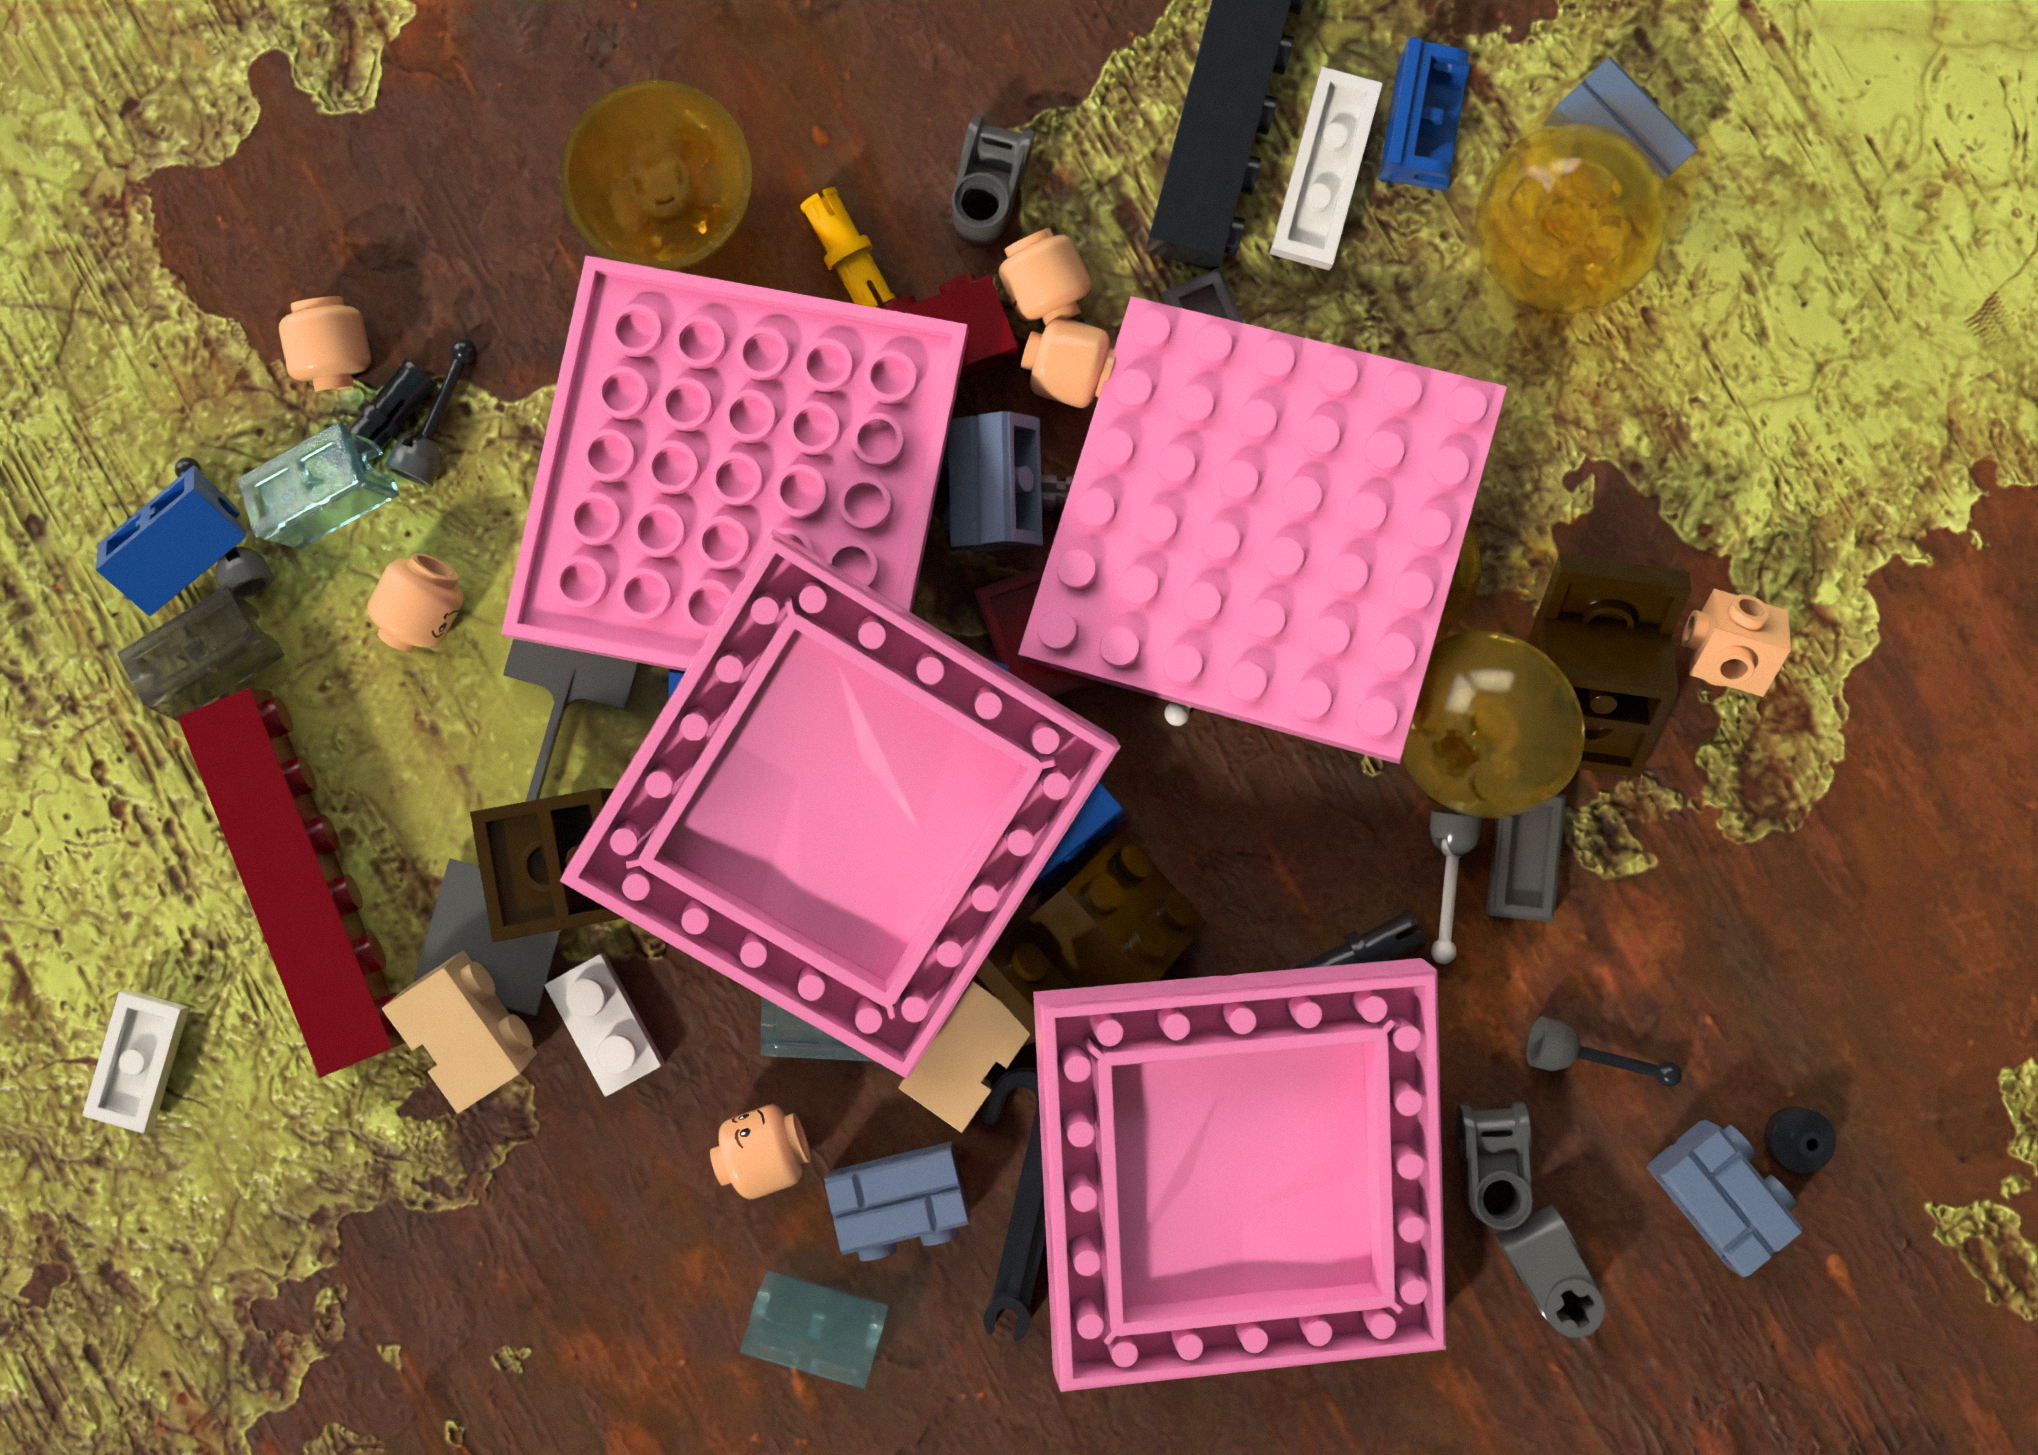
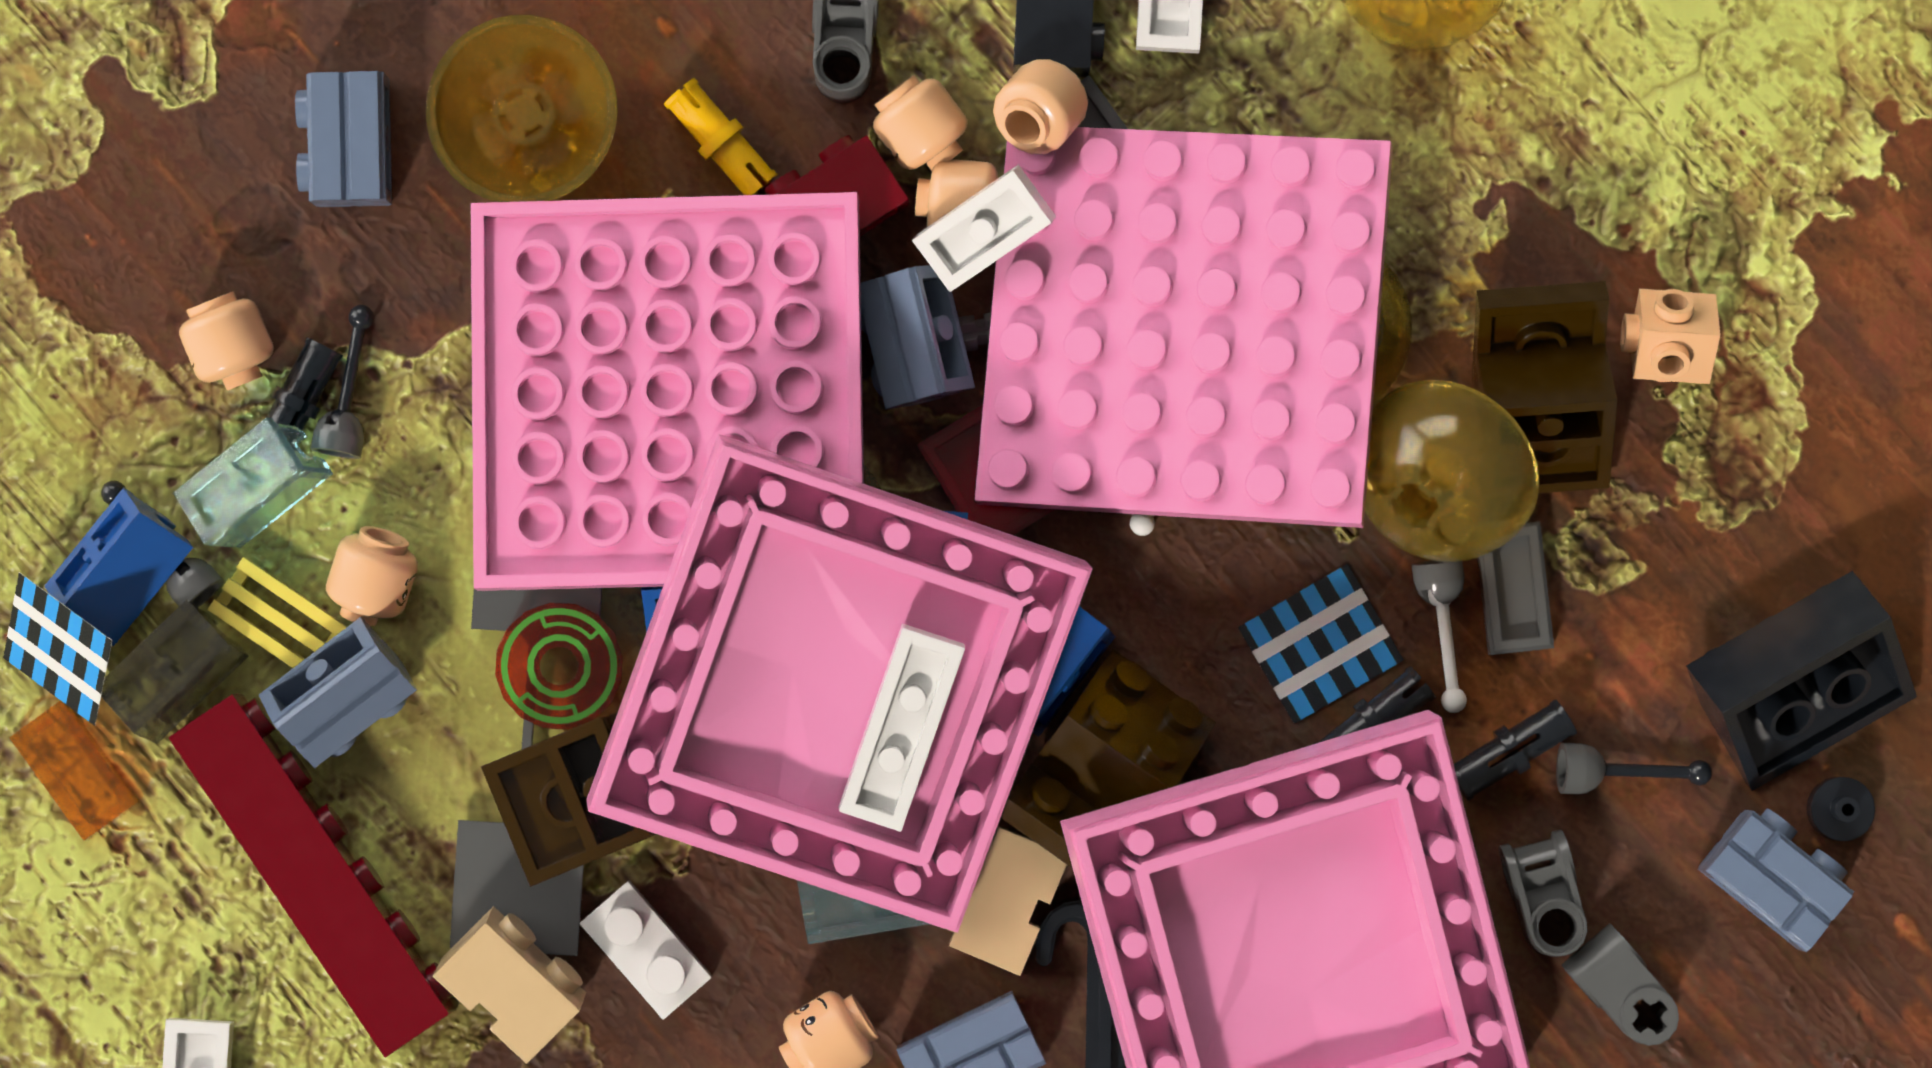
camera: 15 degrees left, 0 degrees up
(89, 729) = (74, 770): none -> clear orange tile
(90, 606) = (57, 649): none -> sticker
(283, 588) = (234, 589): none -> light yellow tile
(355, 709) = (338, 693): none -> sand blue brick
(484, 174) = (346, 139): none -> sand blue brick
(539, 721) = (551, 627): none -> clear red tile
(894, 864) = (901, 727): none -> white plate
(1085, 388) = (984, 228): none -> white plate
(1166, 282) = (1040, 106): none -> light nougat head
(1325, 868) = (1320, 643): none -> sticker
(1531, 999) = (1549, 725): none -> black pin
(1793, 1005) = (1803, 679): none -> black slope

